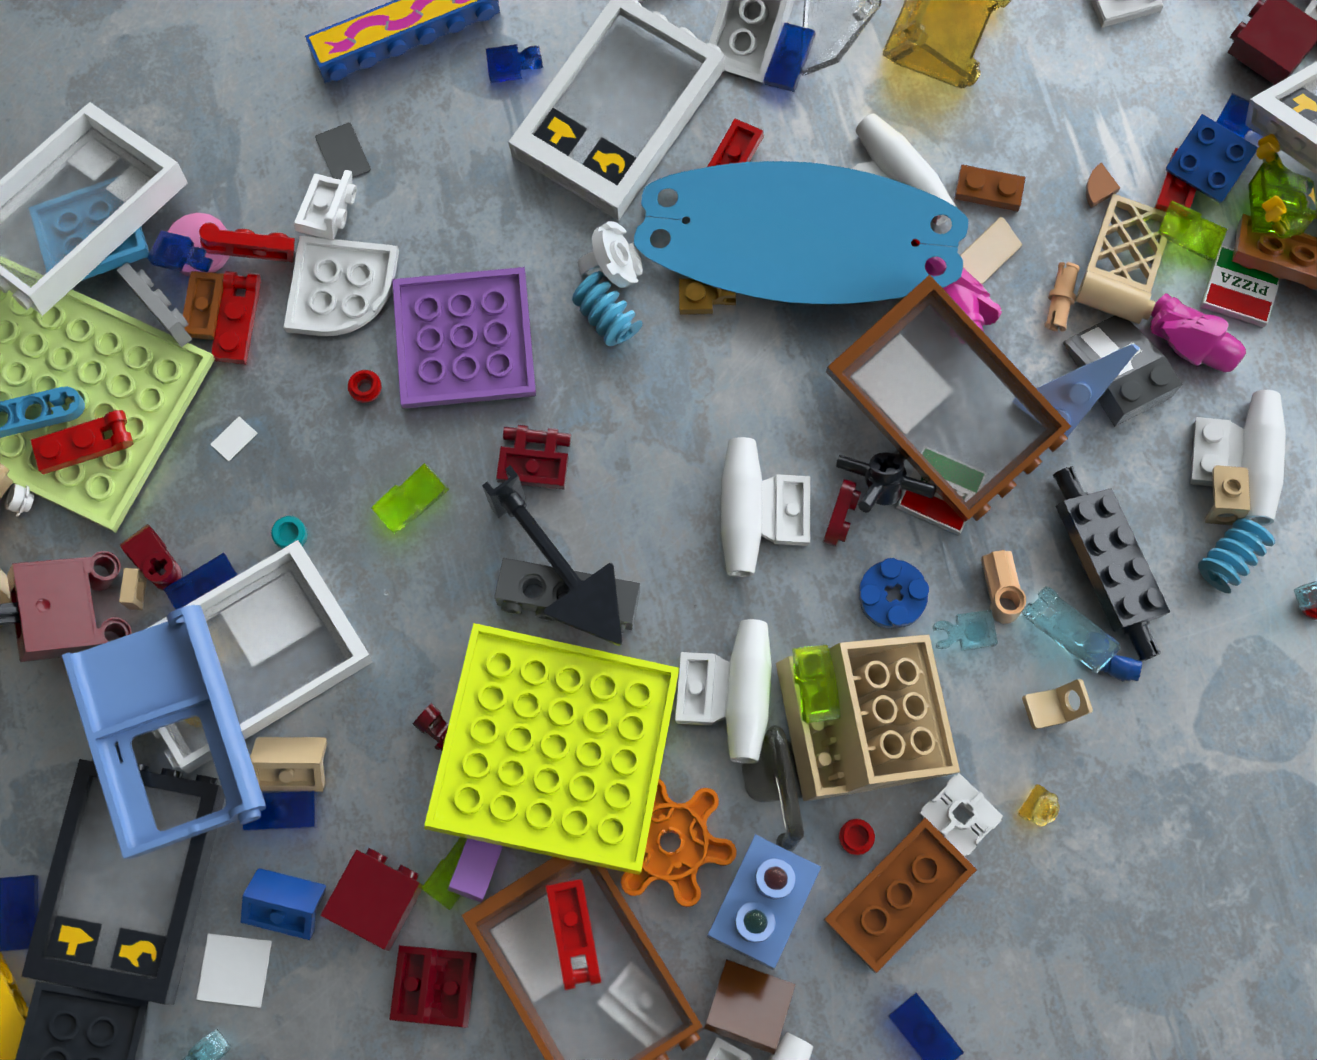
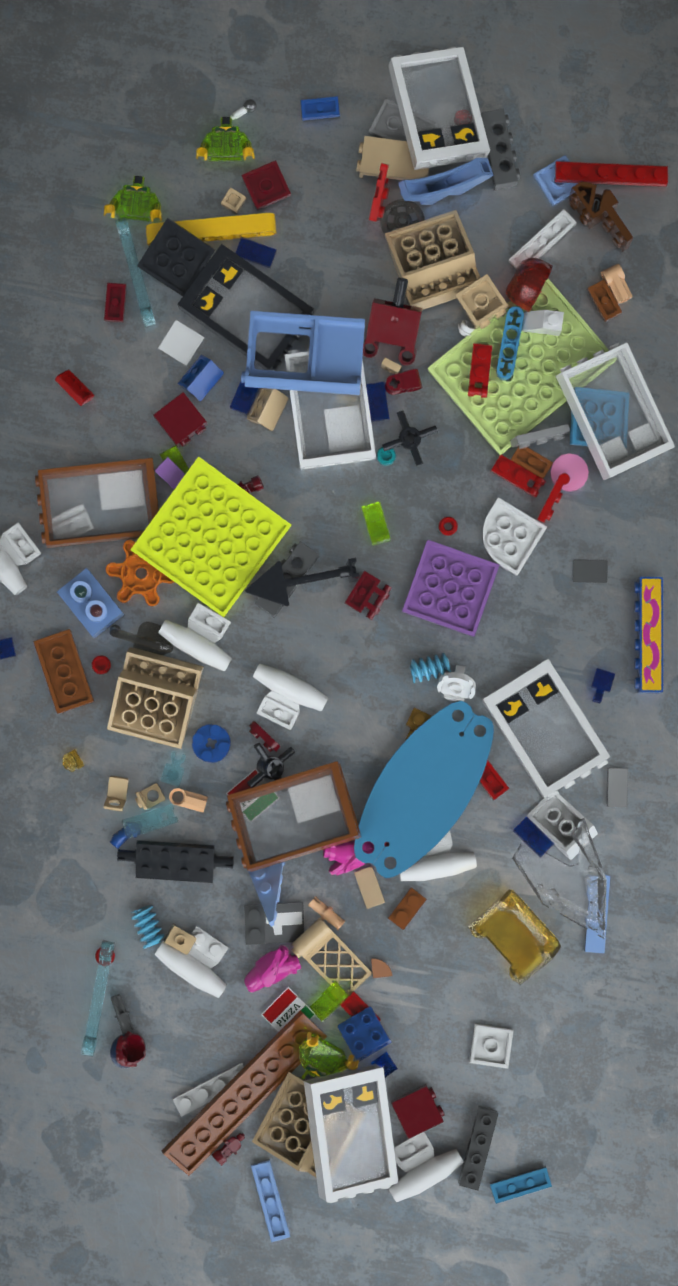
camera: 120 degrees right, 10 degrees up
(175, 251) = (565, 458): clear blue plate -> none
(234, 438) = (451, 448): white sticker -> none
(234, 495) = (406, 430): none -> black bar
(326, 205) = (558, 546): white bracket -> none
(433, 986) = (128, 431): dark red slope -> none
(573, 932) = (118, 505): red plate -> none
(750, 1006) = (46, 574): tile -> none
(817, 683) = (180, 677): clear neon green slope -> none
(982, 813) = (83, 731): white piece -> none
(1043, 656) = (143, 801): none -> tan bracket

